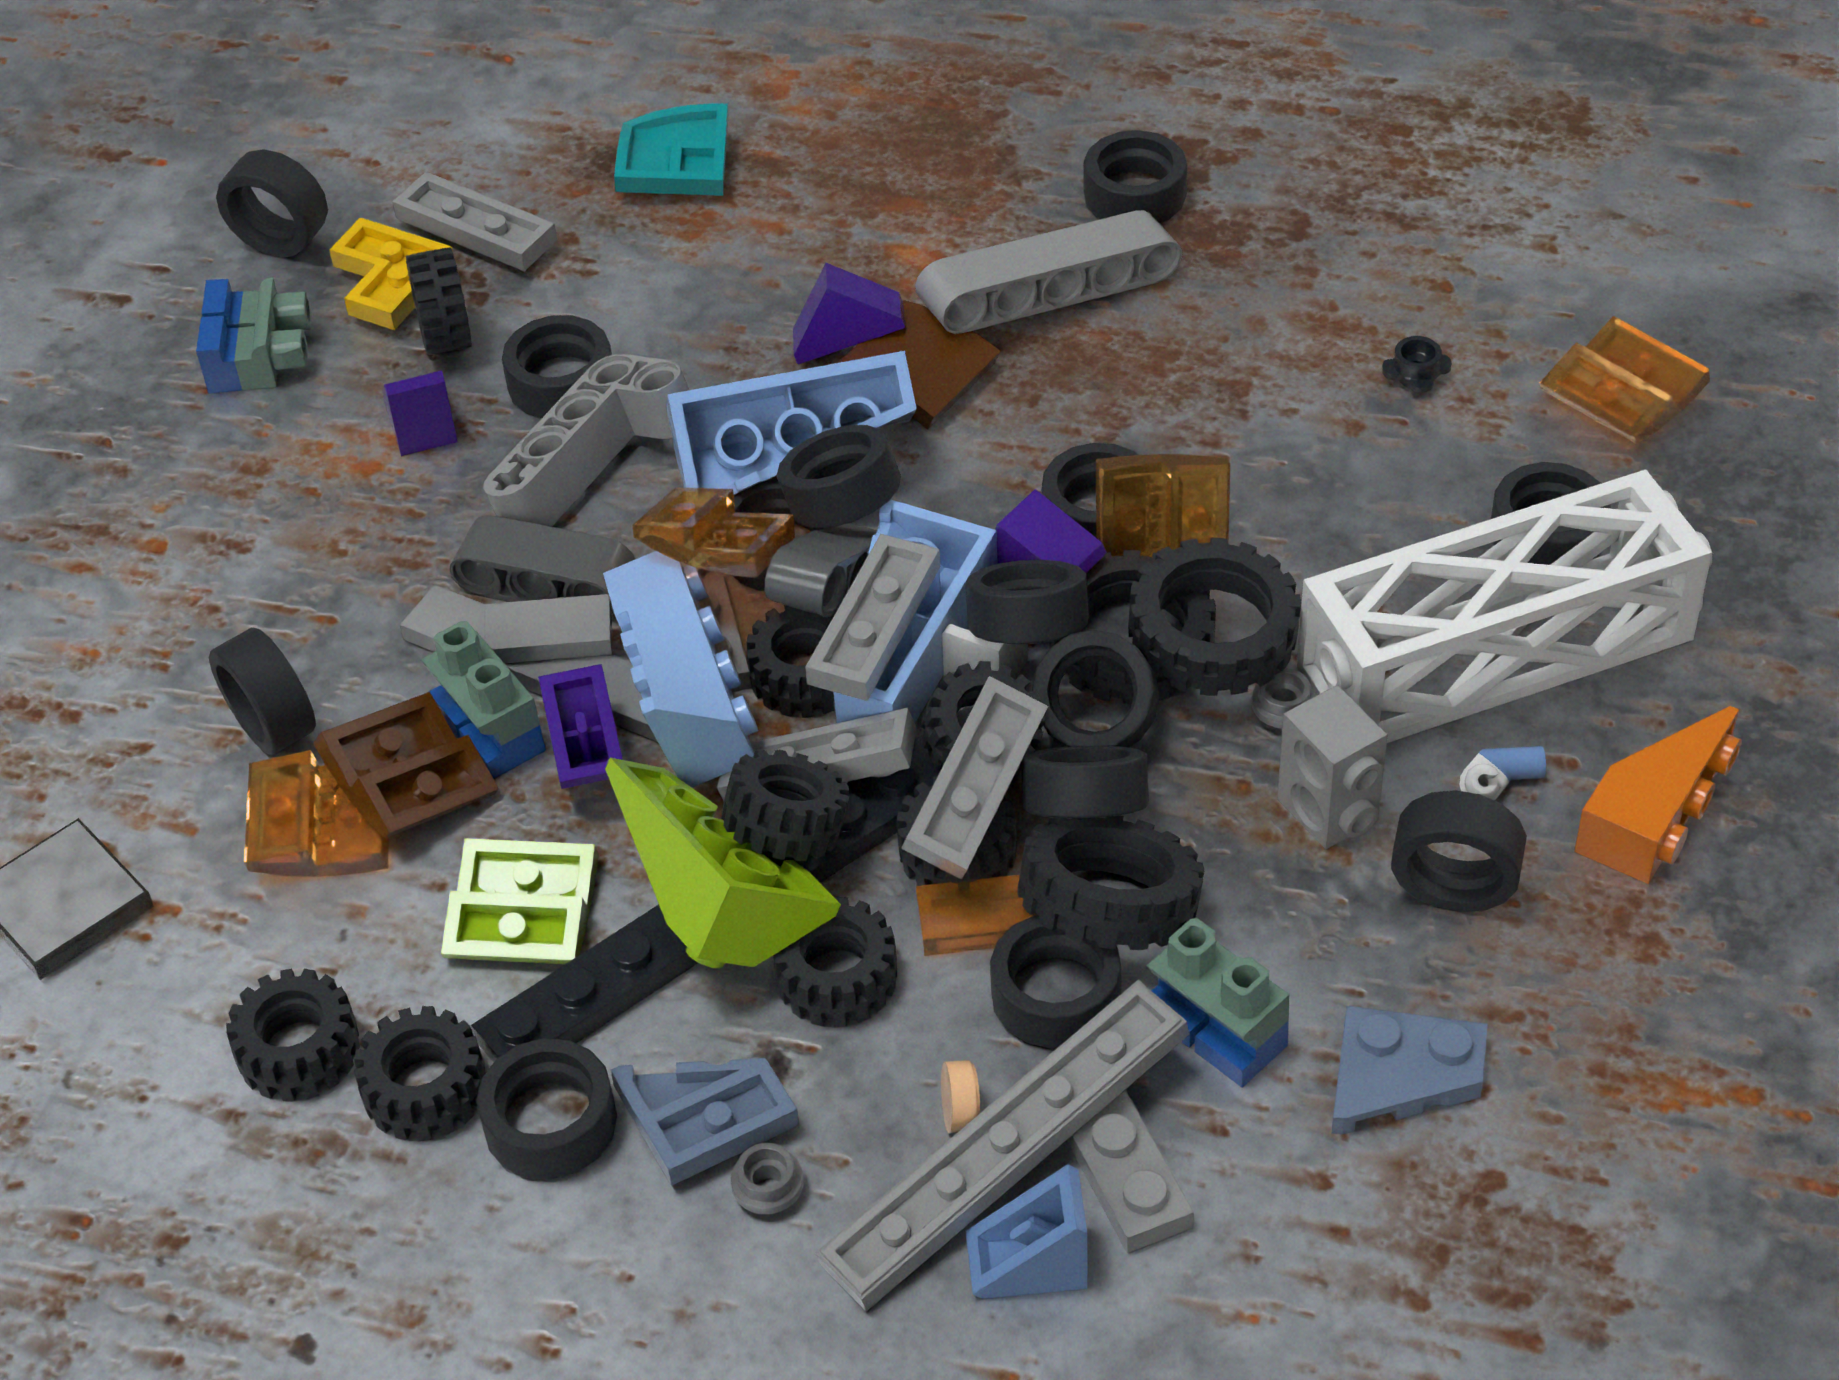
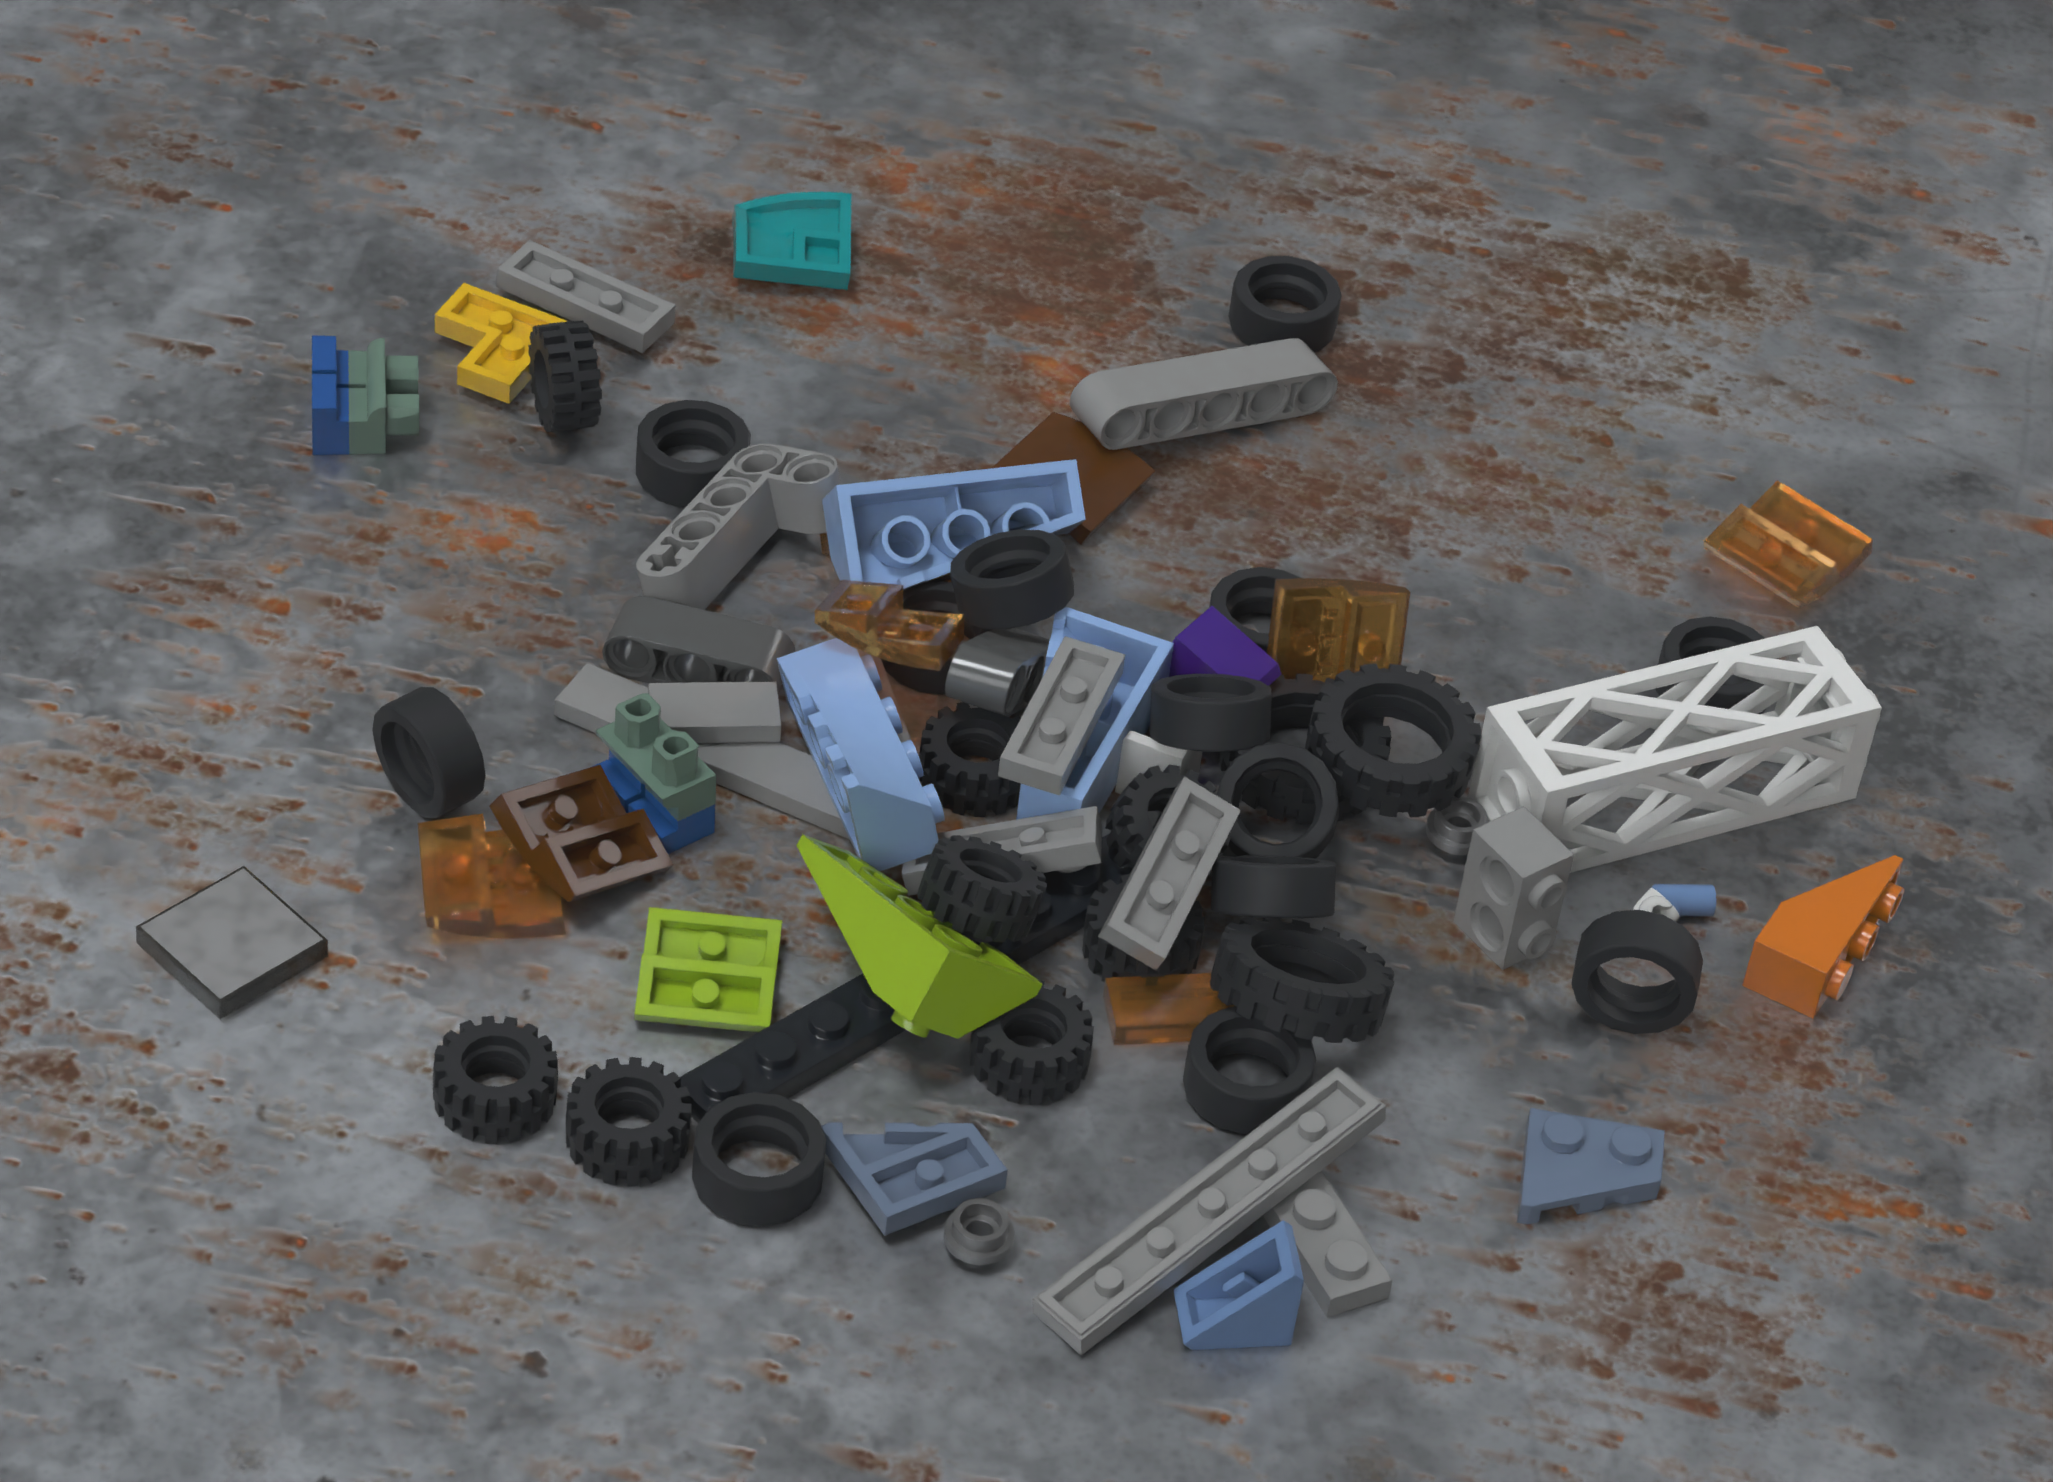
camera: 10 degrees left, 5 degrees down
(290, 185) = (389, 234): black tyre -> none
(420, 413) = (551, 488): dark purple slope -> none
(580, 724) = (761, 805): dark purple slope -> none
(844, 313) = (992, 420): dark purple slope -> none
(959, 1094) = (1162, 1165): light nougat tile -> none
(1226, 999) = (1424, 1091): sand green hips -> none
(1417, 363) = (1580, 513): black plate -> none

